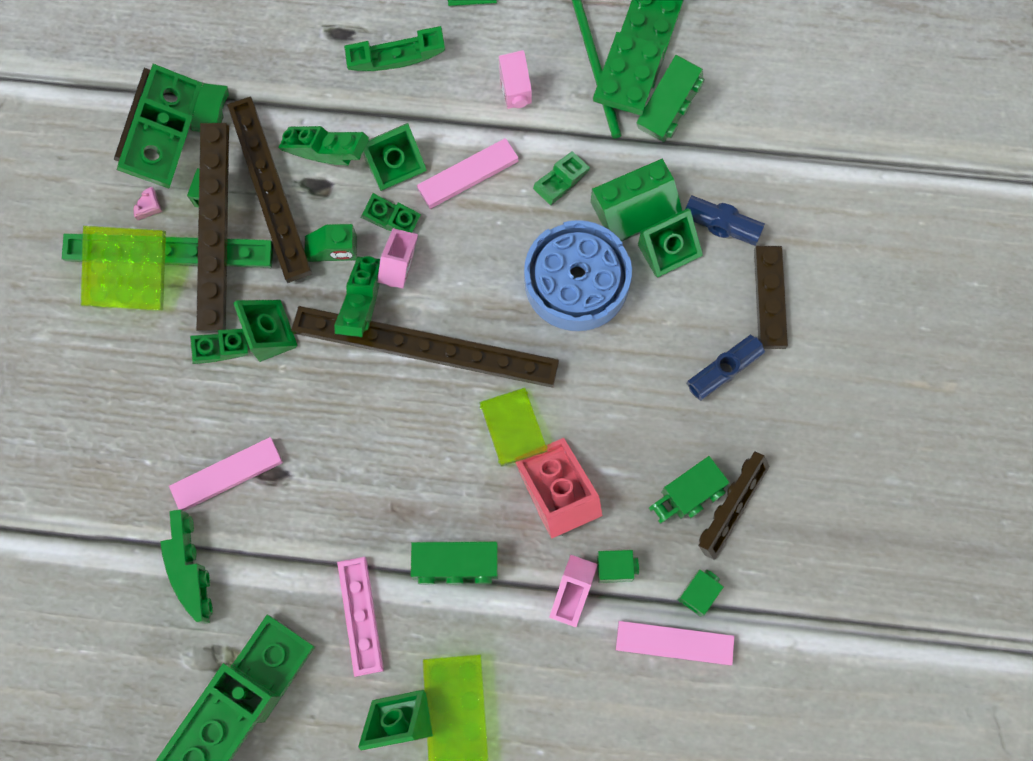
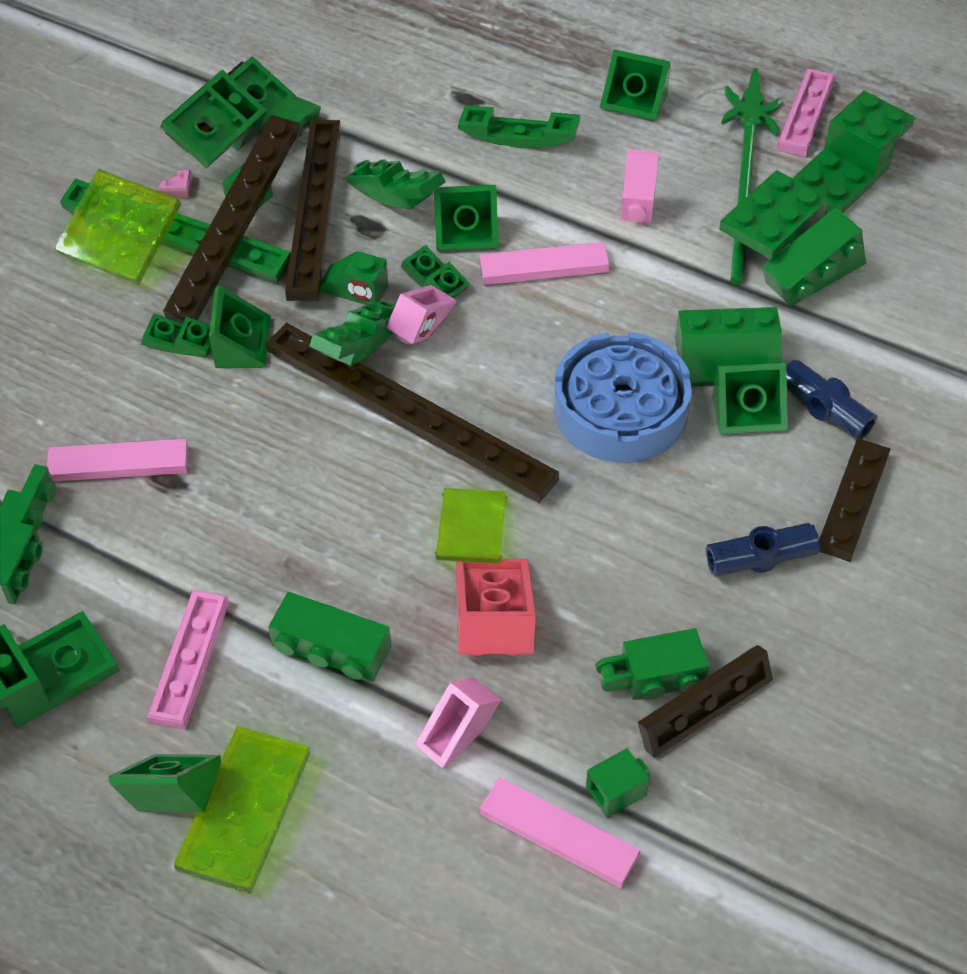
camera: 20 degrees right, 20 degrees down
(562, 178) = (656, 299): green slope -> none
(617, 566) = (524, 714): green brick -> none

